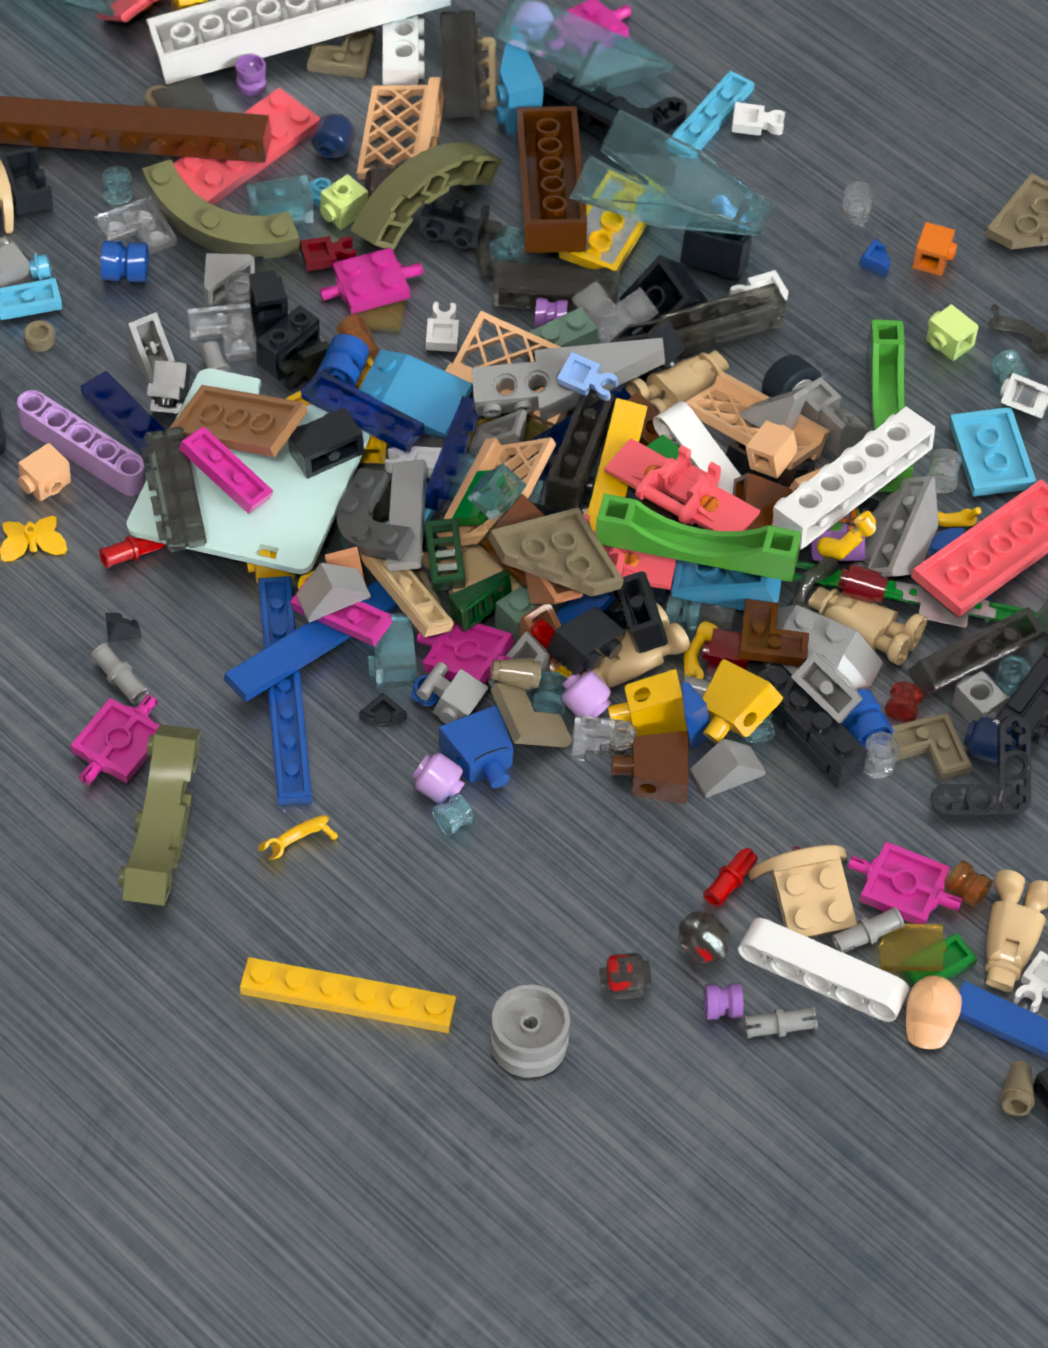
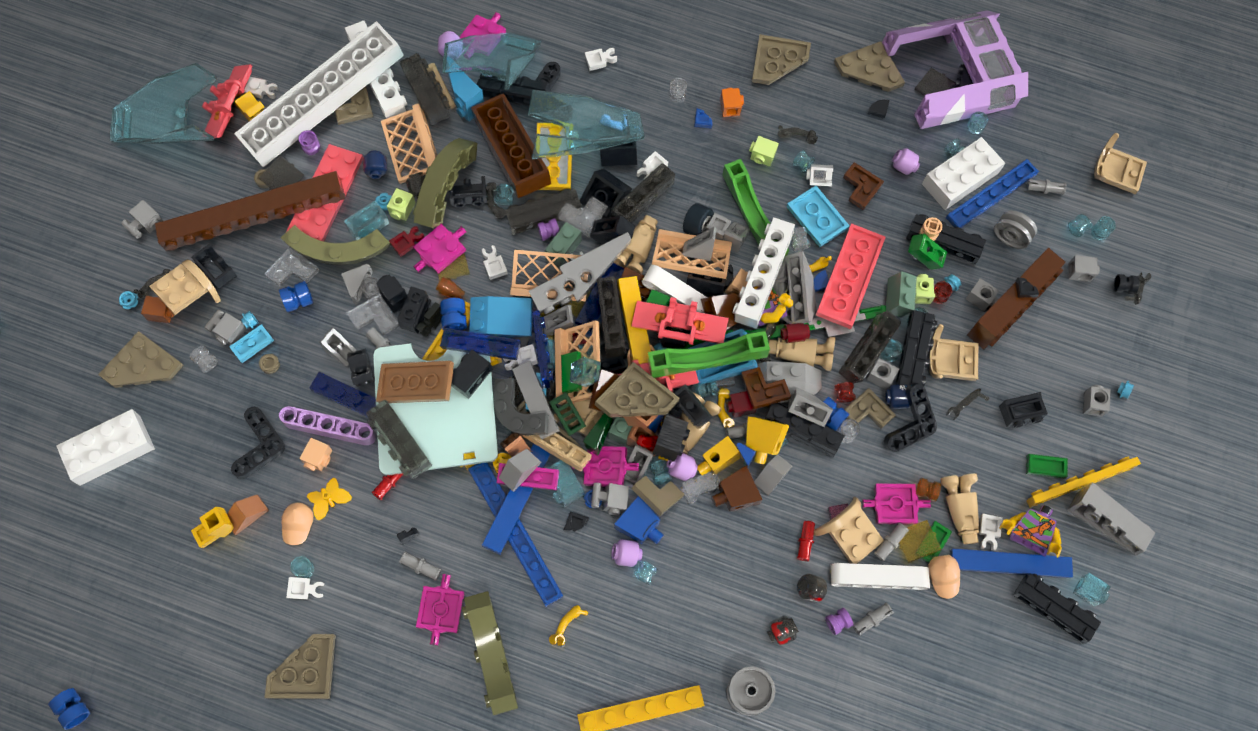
camera: 25 degrees left, 15 degrees up
(117, 185) = (264, 242): clear light blue wheel -> none
(225, 469) = (423, 417): dark pink plate -> none
(517, 672) = (643, 472): dark tan cone -> none
(583, 374) = (594, 274): light blue plate -> none
(714, 110) = (573, 63): medium azure tile -> none
(771, 449) = (715, 274): light nougat brick -> none
(1018, 1090) = (1008, 601): dark tan cone -> none

